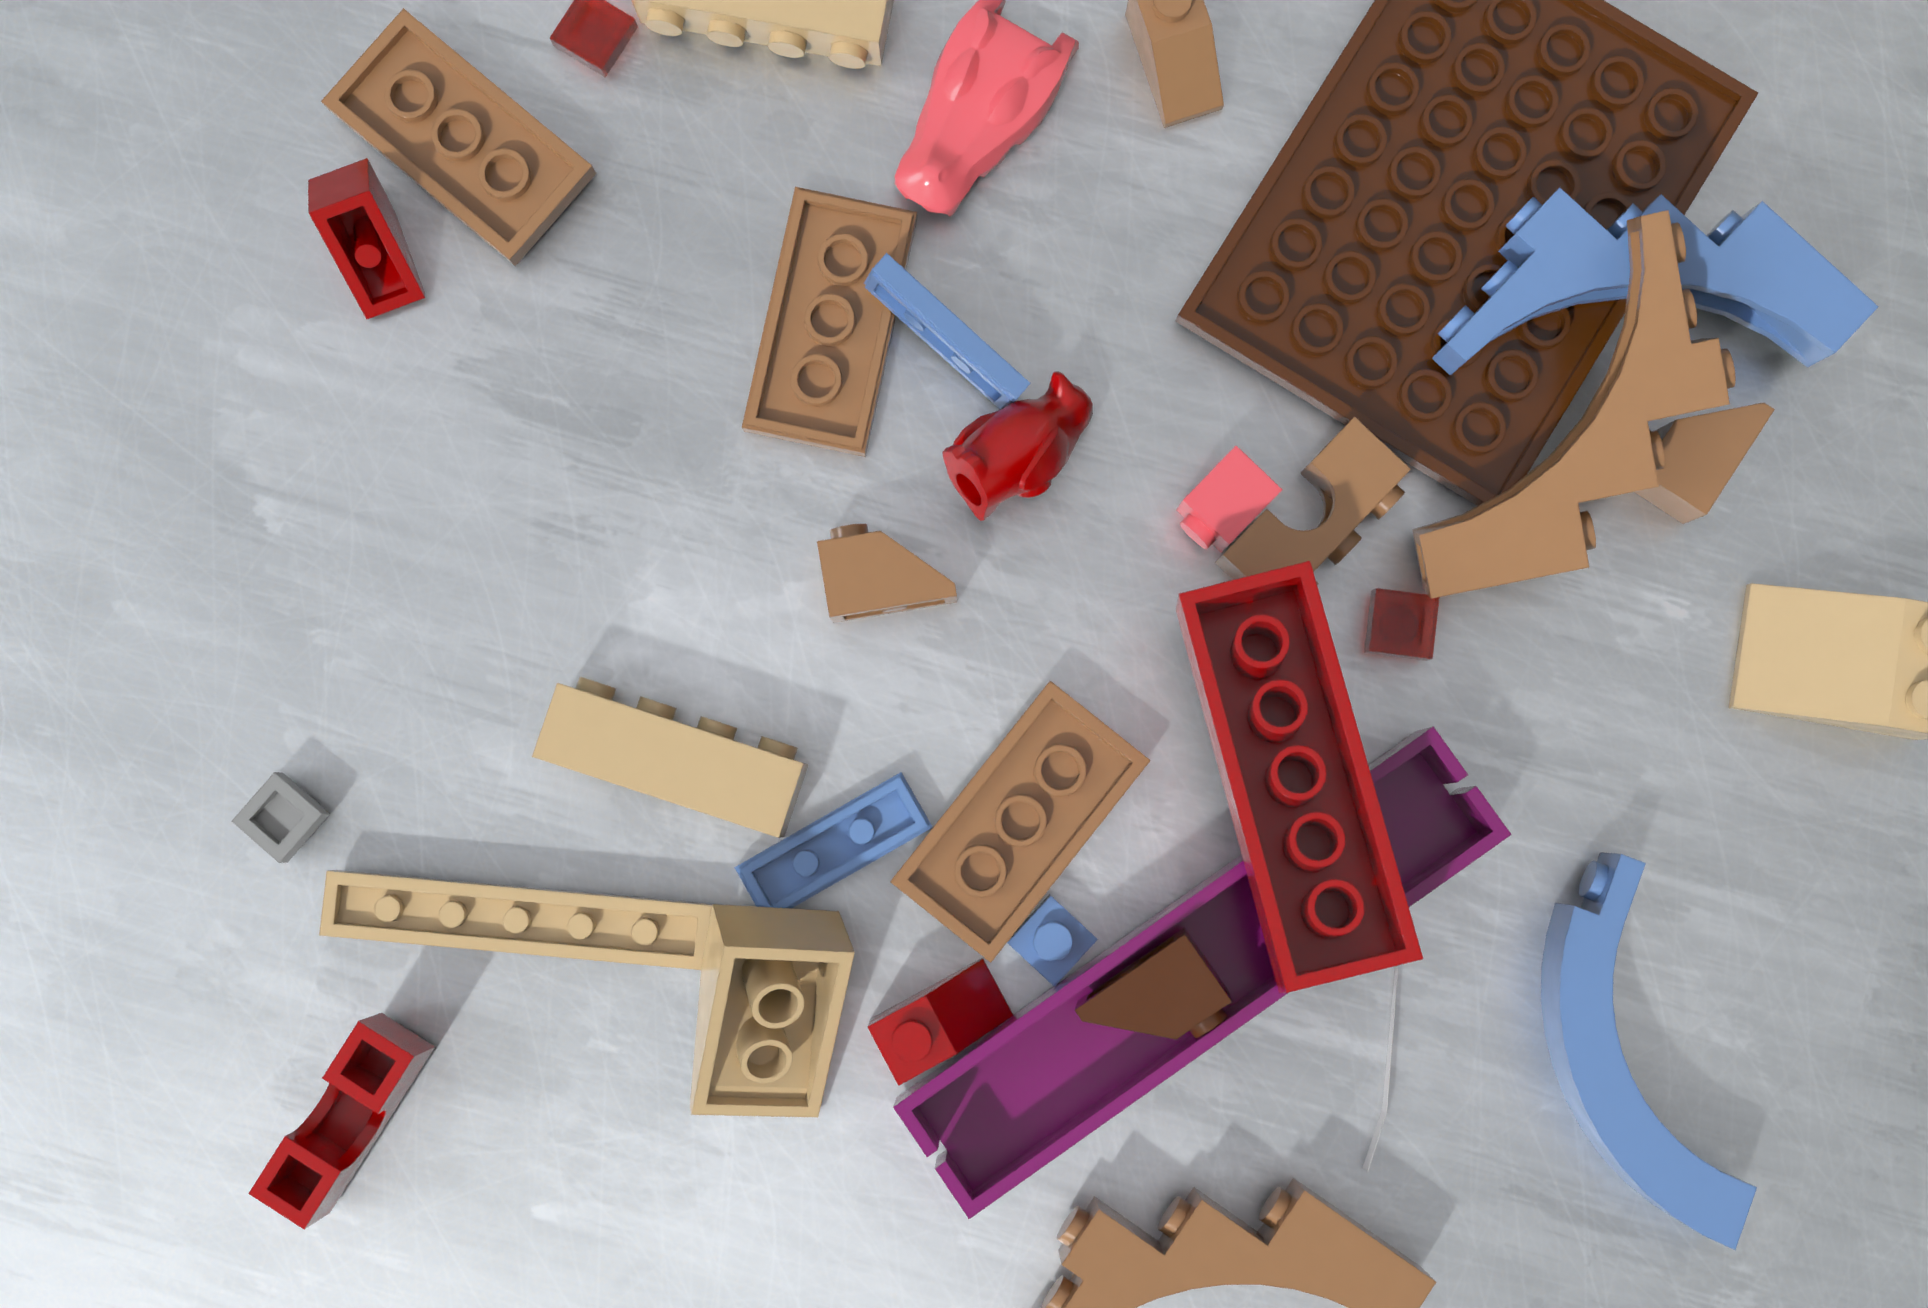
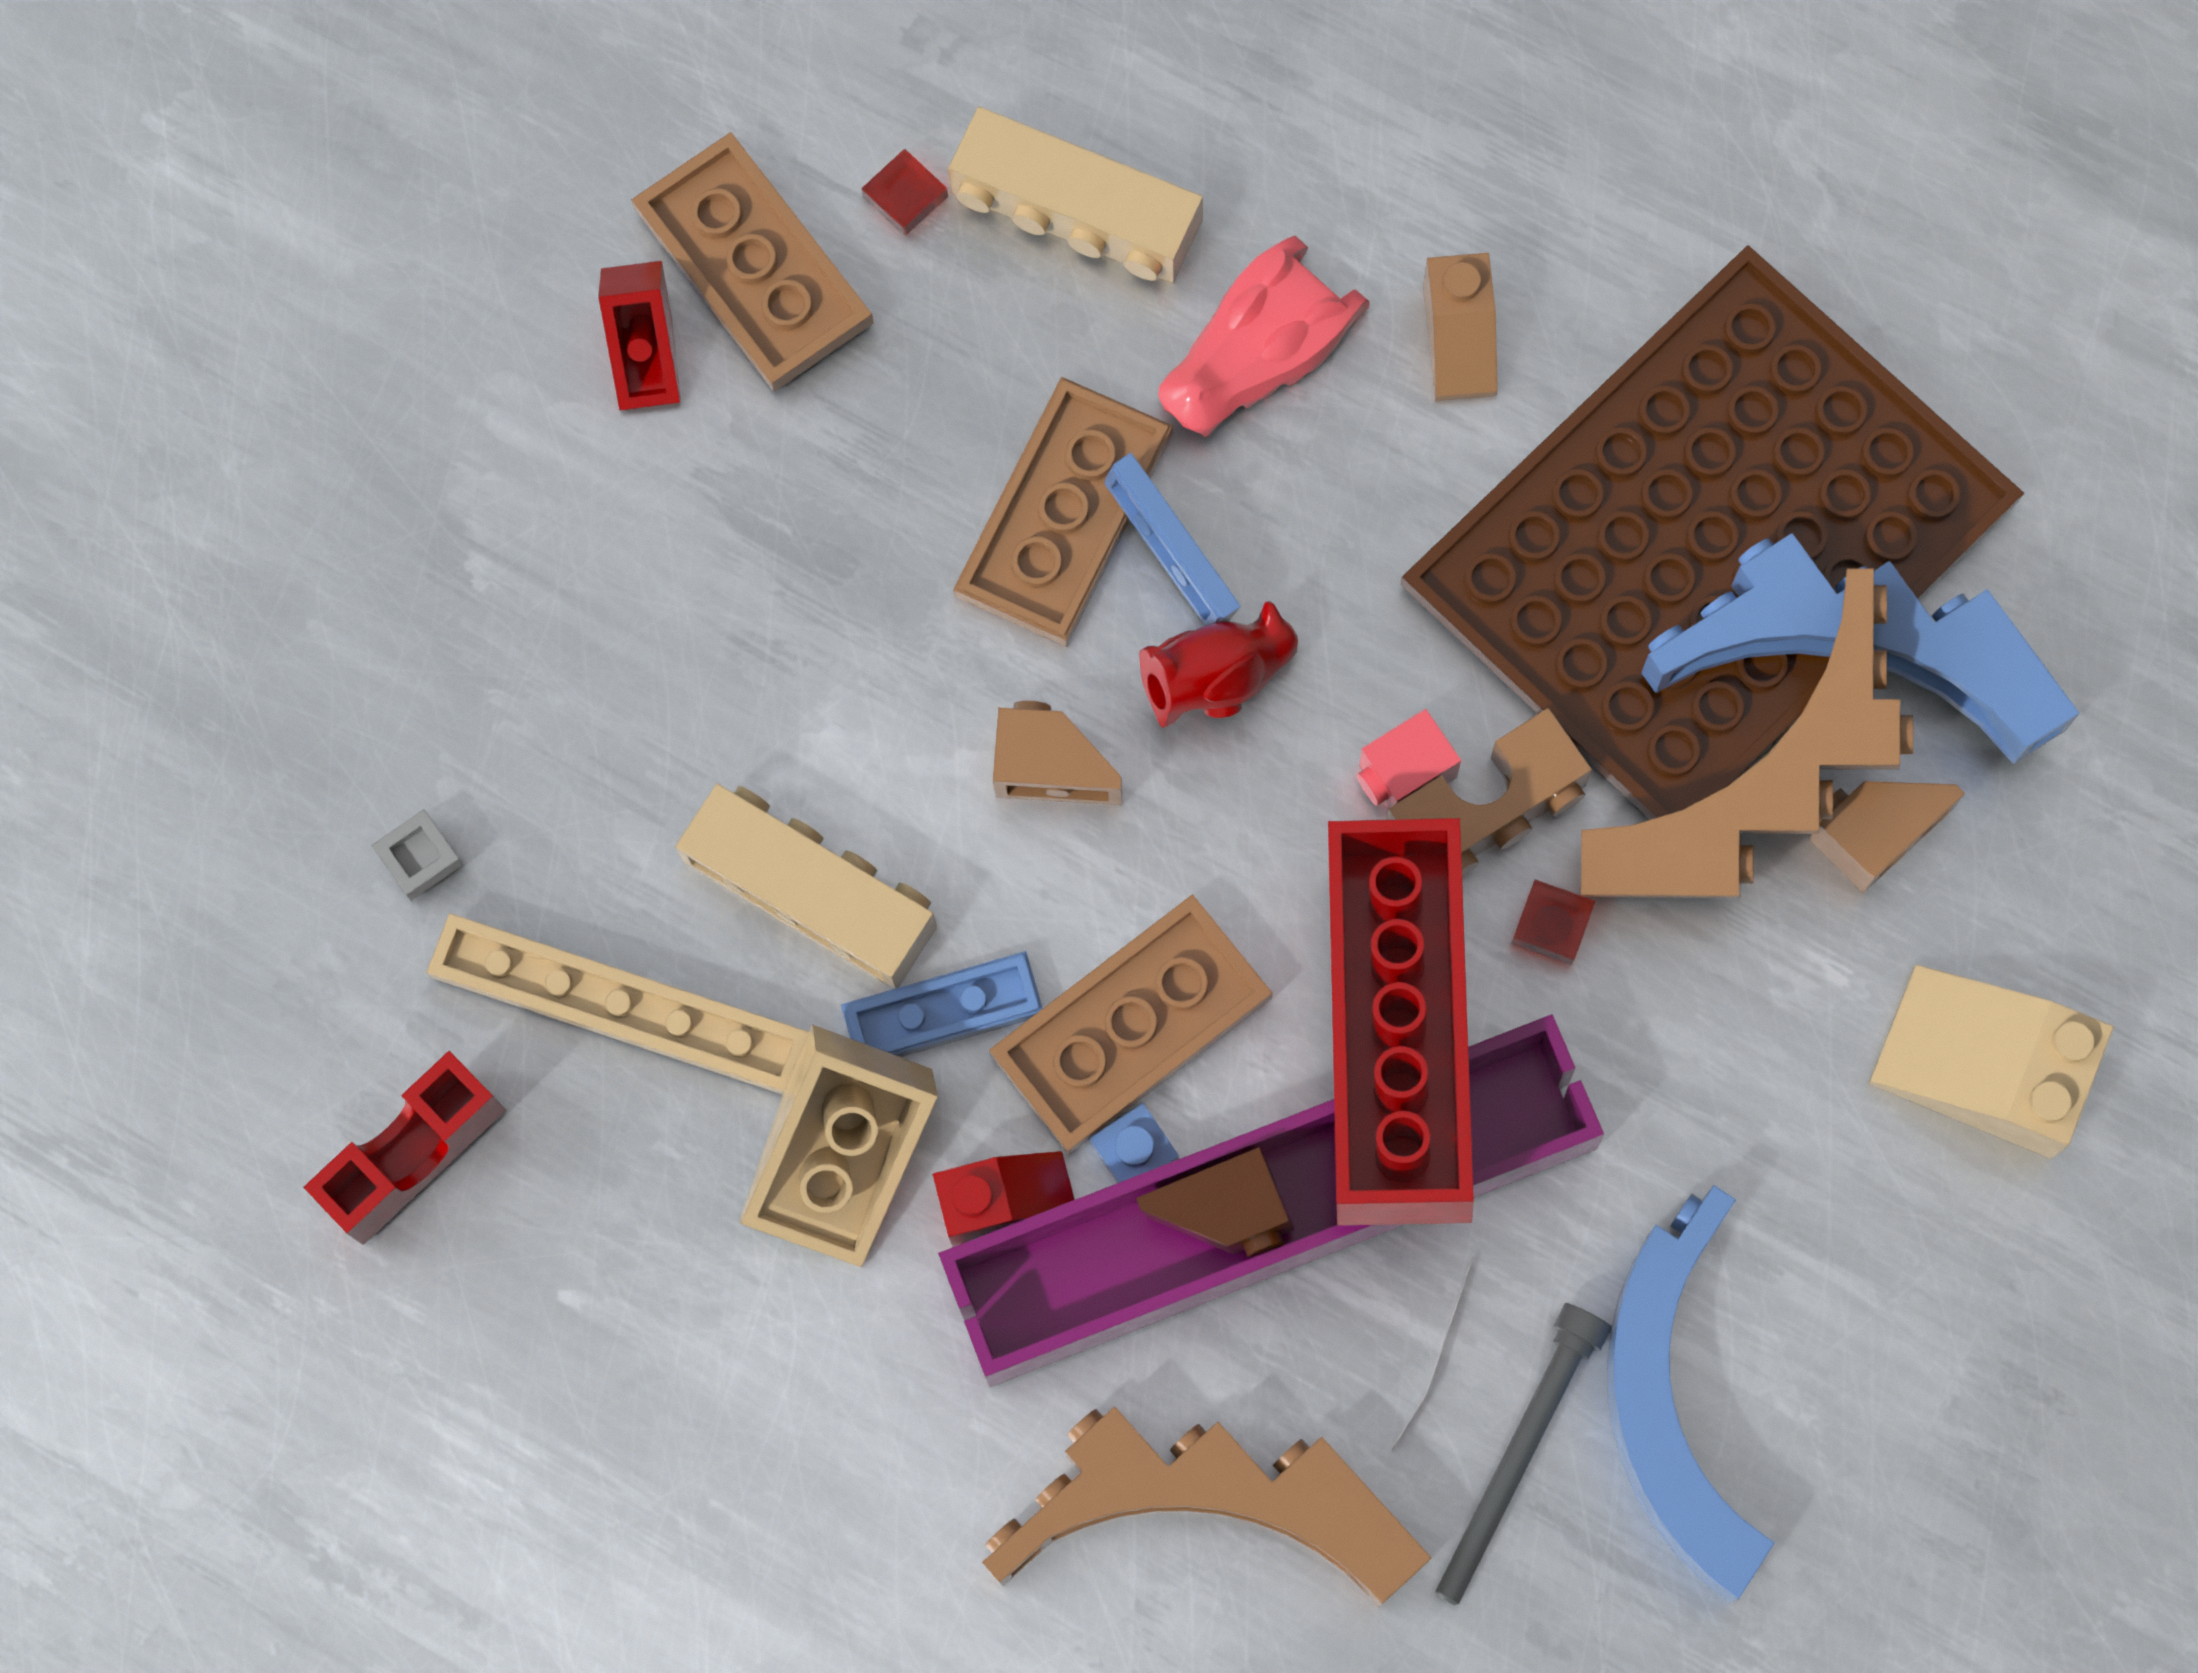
camera: 20 degrees right, 10 degrees down
(1516, 1024) = (1576, 1339): none -> dark grey piece

